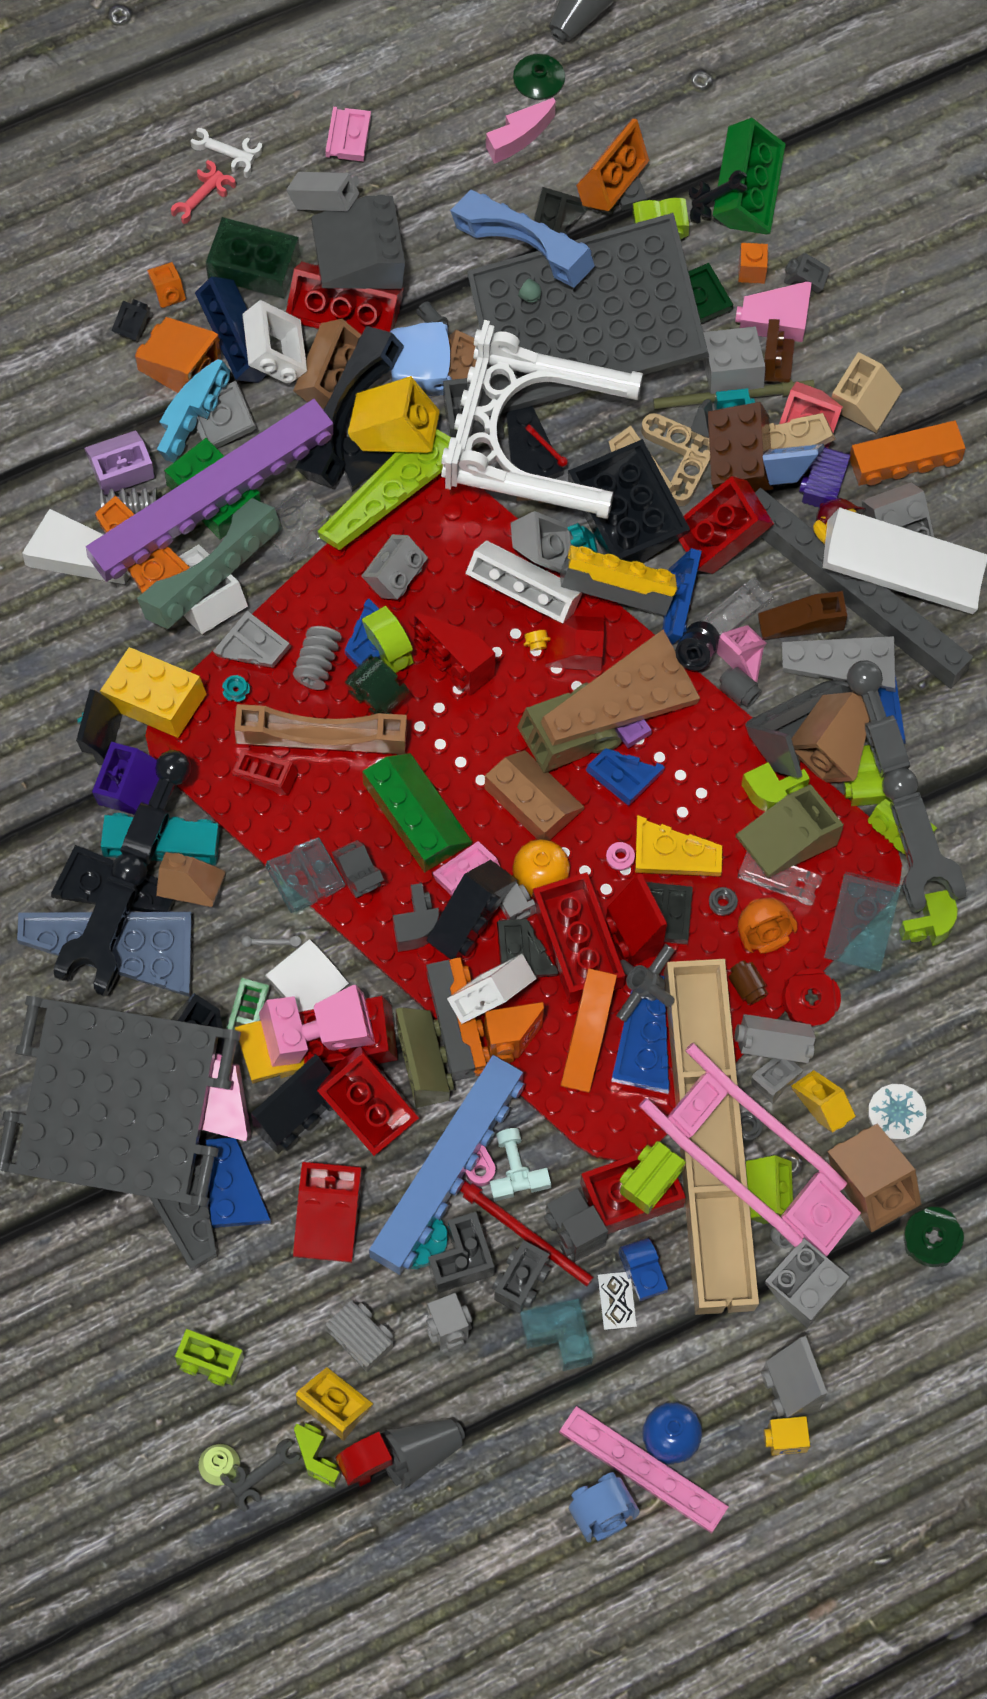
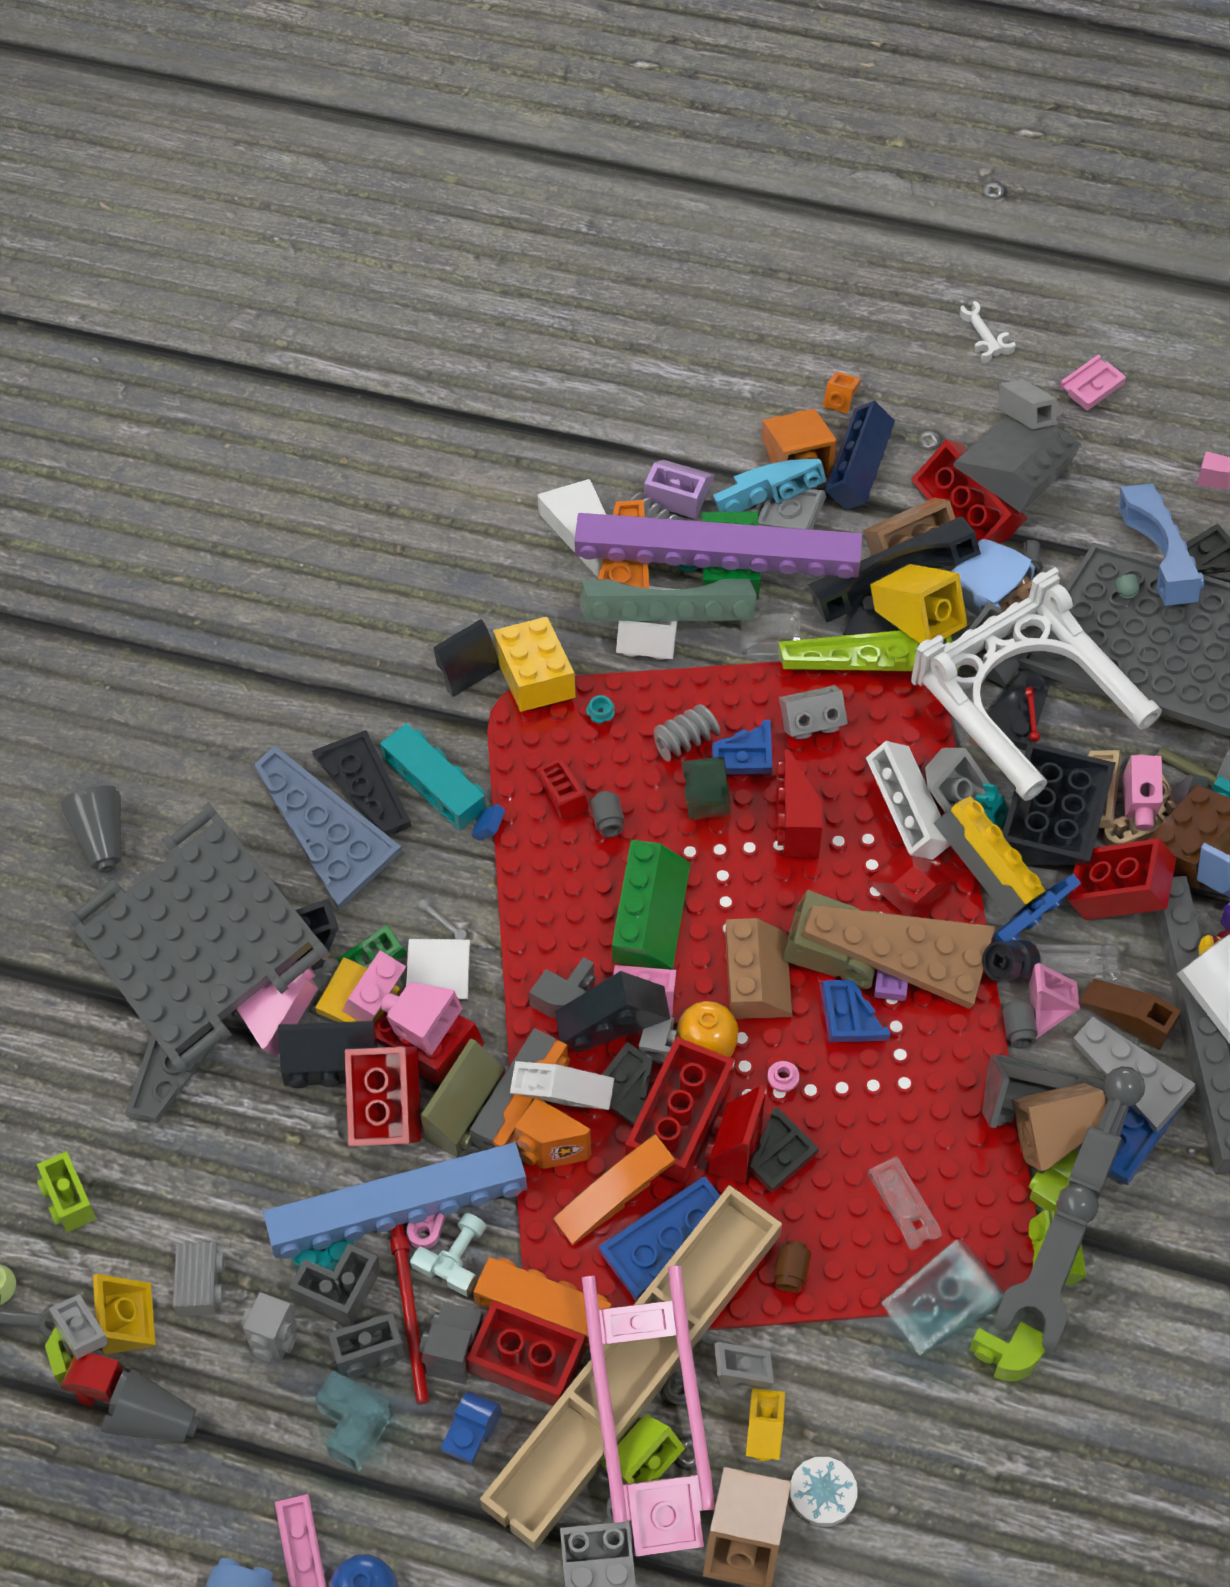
camera: 45 degrees right, 10 degrees down
(125, 779) = (452, 713): dark purple slope -> none
(127, 872) = (354, 786): black piece -> none
(131, 319) = (789, 396): black bracket -> none
(189, 879) = (419, 818): medium nougat slope -> none
(212, 180) = (950, 344): coral bar -> none
(232, 1188) = (221, 1080): blue wing -> none
(235, 841) = (488, 822): none -> blue tile
(252, 643) = (646, 686): light grey wing -> none
(253, 257) = (925, 413): clear green brick -> none
(268, 320) = (896, 472): white window -> none
(275, 728) = (666, 818): medium nougat arch -> none
(305, 875) = (514, 888): clear light blue slope -> none
(319, 764) = (607, 813): none -> dark grey brick
(324, 1435) = (77, 1327): none -> light grey slope
(327, 1212) = (270, 1158): red slope -> none
(357, 868) = (556, 914): dark grey brick -> none
(388, 638) = (751, 760): lime brick -> none
(536, 640) = (878, 854): yellow plate -> none
(605, 1146) = (534, 1294): none -> orange brick
(617, 1301) = (425, 1443): white sticker -> none
(646, 983) = (697, 1189): dark grey bar -> none
(652, 1176) = (544, 1350): lime brick -> none
(672, 852) = (831, 1109): yellow wing -> none
(677, 445) = (1142, 790): none -> bright pink torso
(723, 893) = (836, 1174): dark grey plate -> none
(765, 925) = (850, 1230): orange cylinder -> none
(766, 789) = (963, 1130): lime brick -> none
(775, 1038) = (769, 1332): light grey brick -> none
(791, 831) = (946, 1170): olive slope -> none
(821, 985) = (818, 1330): red plate -> none

